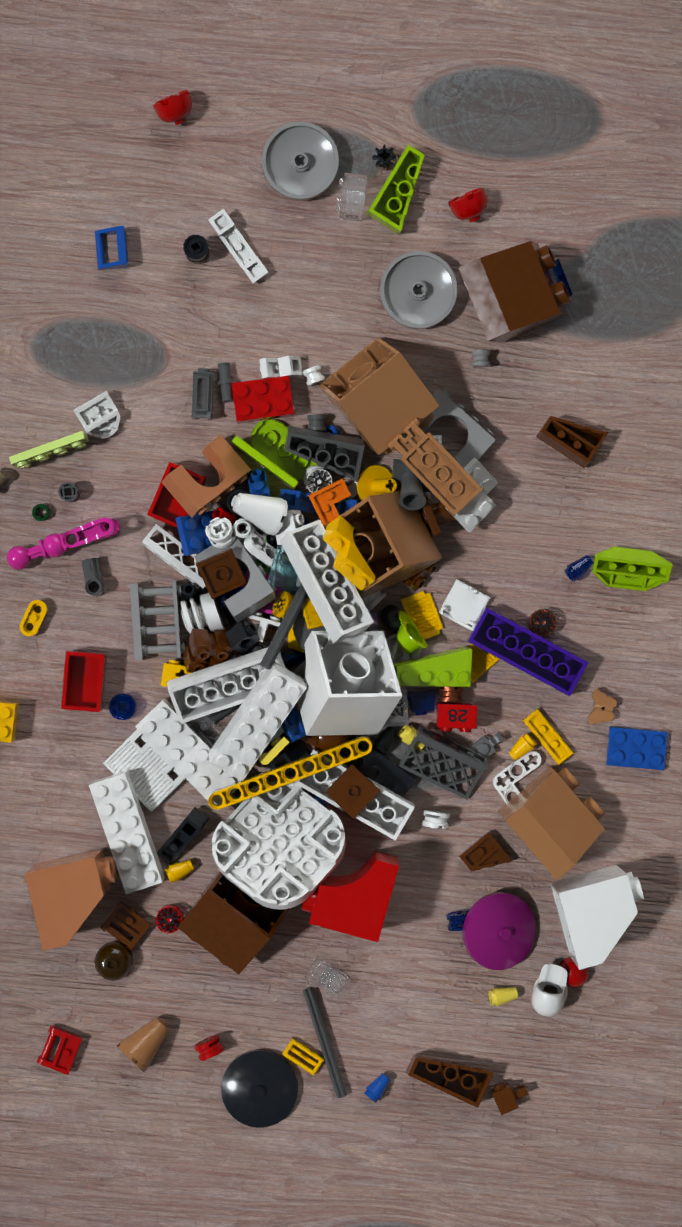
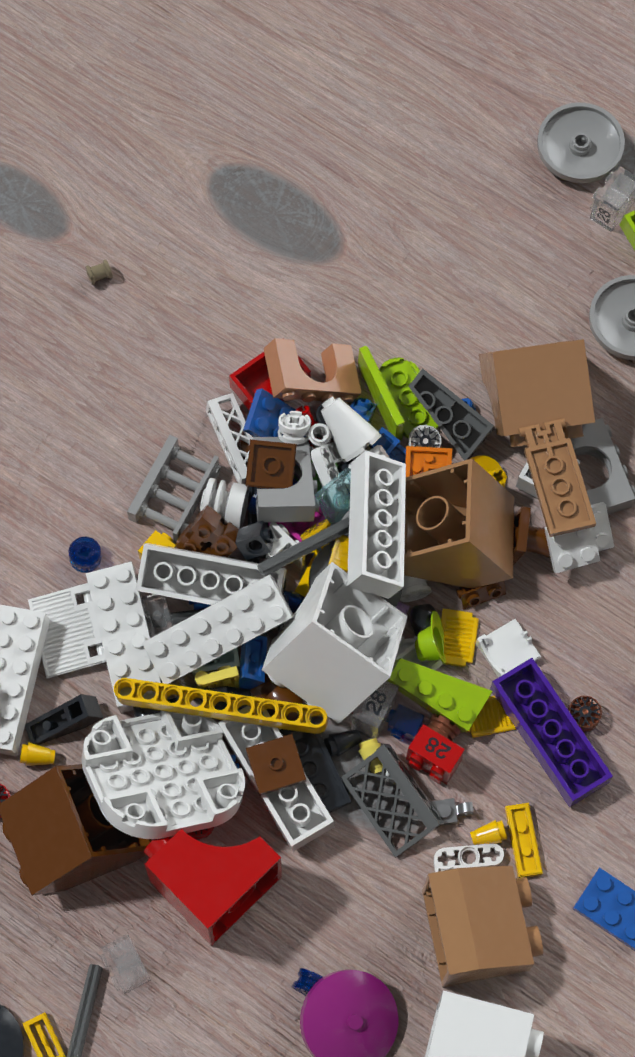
camera: 25 degrees right, 20 degrees down
(33, 617) = (49, 418): yellow plate -> none
(42, 506) = (121, 318): dark green bush -> none
(43, 452) = (170, 267): yellowish green plate -> none
(56, 544) = (155, 365): dark pink piece -> none
(72, 492) = (163, 325): dark grey wheel -> none
(84, 681) = (61, 504): red piece -> none
(92, 575) = (136, 411): dark grey piece -> none
(99, 416) = (239, 267): white slope -> none
(122, 248) = (350, 142): blue tile -> none
(174, 107) = (484, 36): red cylinder -> none
(195, 594) = (228, 474): black cone -> none
(196, 249) = (430, 167): black wheel -> none
(202, 394) = (355, 300): dark grey window -> none
(225, 382) = (385, 302): dark grey pin -> none
(237, 246) = (472, 186): white slope -> none
(262, 399) = (413, 336): red brick -> none
(282, 366) = (449, 318): white brick -> none
(313, 375) = (479, 342): white wheel -> none
(316, 422) = (457, 385): dark grey wheel -> none
(348, 557) = (414, 513): yellow arch -> none
(411, 488) = (518, 490): dark grey plant -> none
(437, 821) = (349, 856): white wheel -> none
(484, 854) = (381, 927): reddish brown wing -> none
(601, 700) = (604, 832): medium nougat animal -> none

